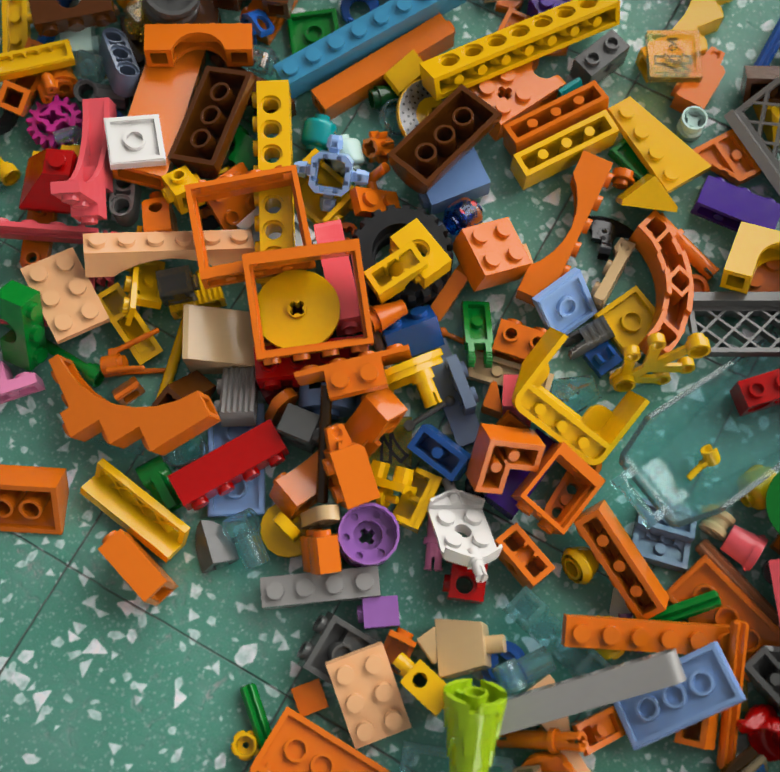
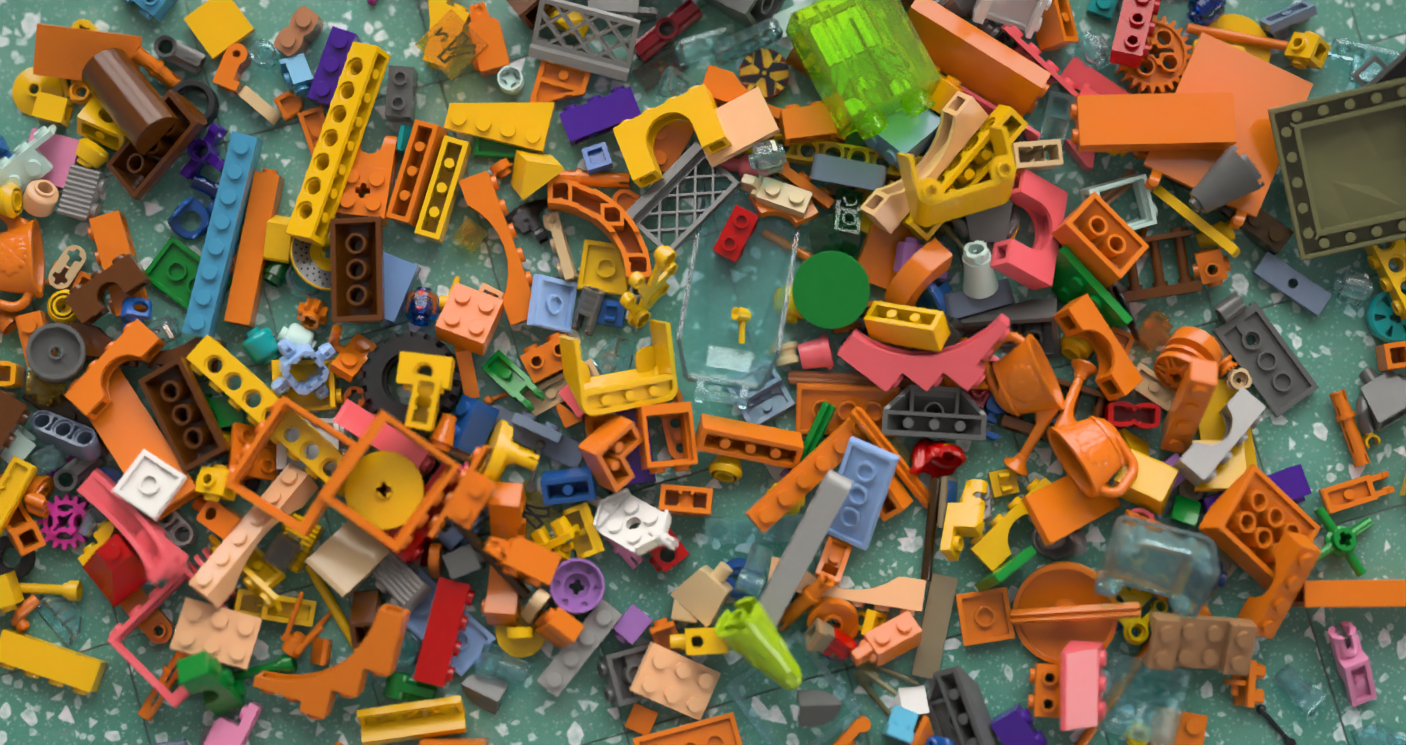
camera: 45 degrees left, 10 degrees up
(551, 202) = (470, 235): none -> clear yellow plate
(705, 235) = (597, 158): none -> tile

